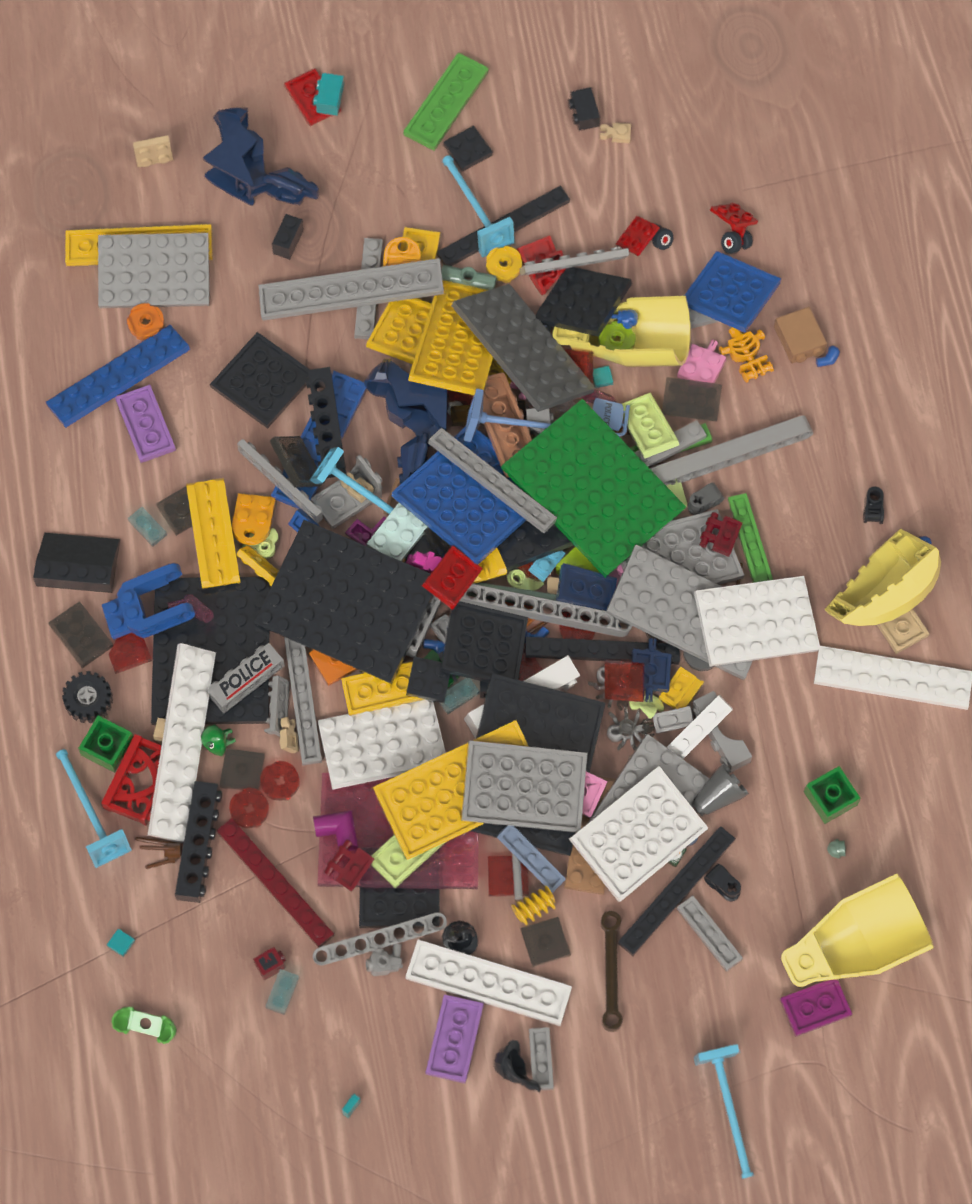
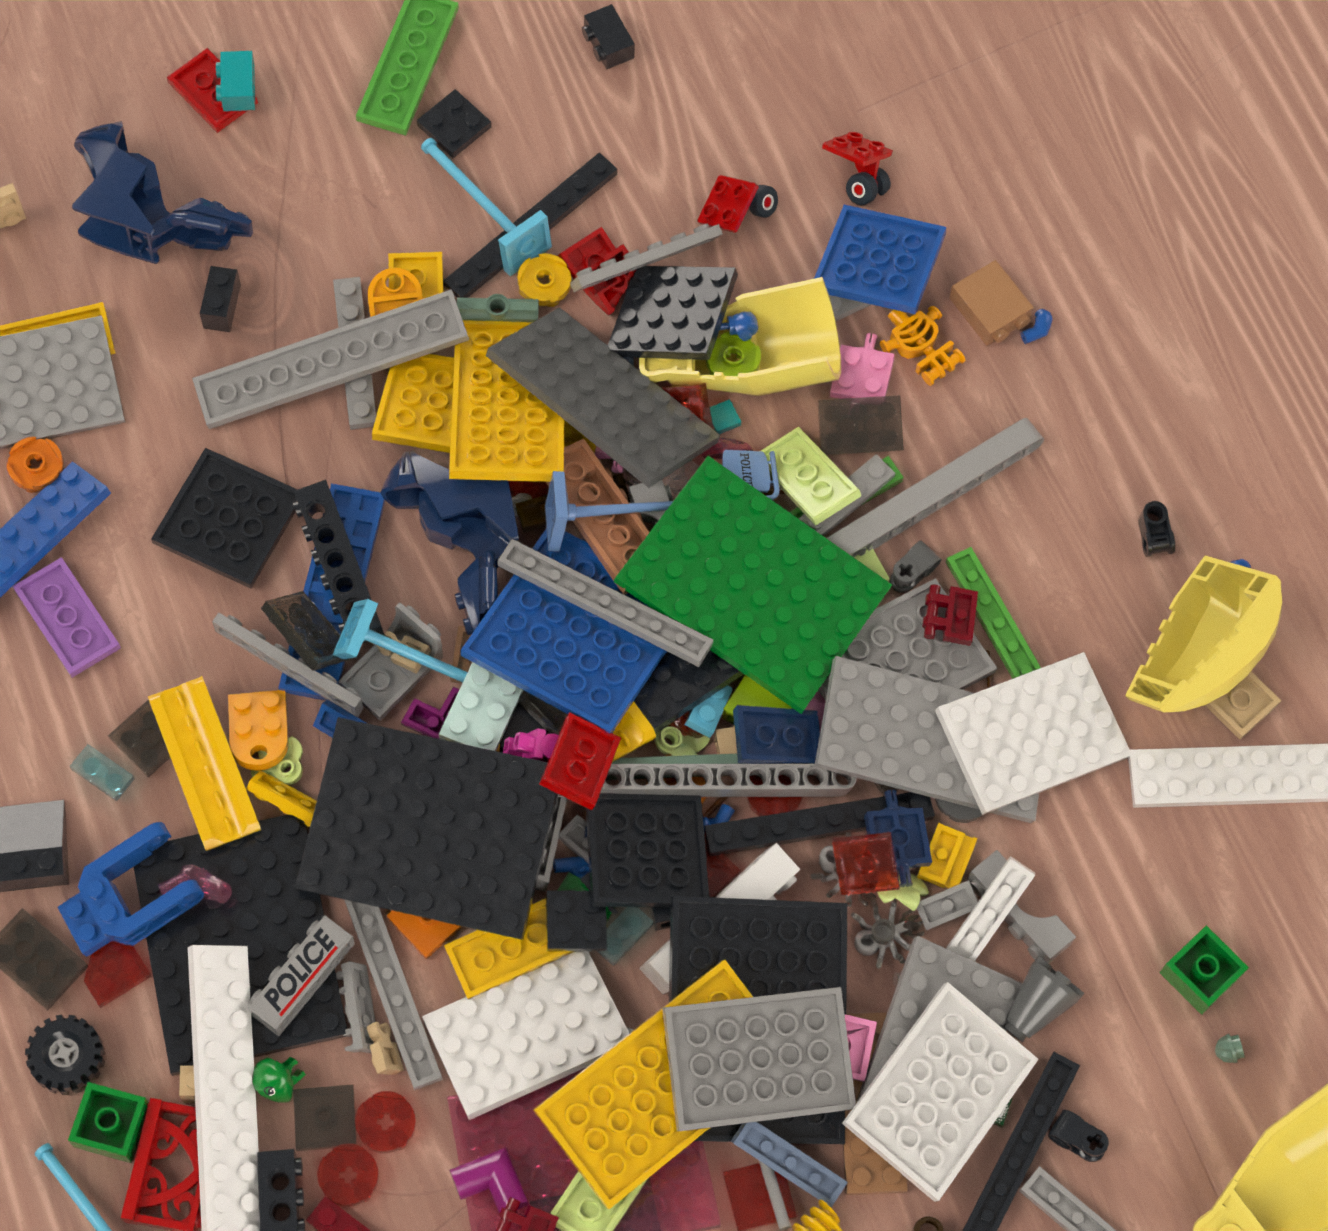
camera: 15 degrees left, 0 degrees up
(619, 132) = (665, 61): tan plate -> none

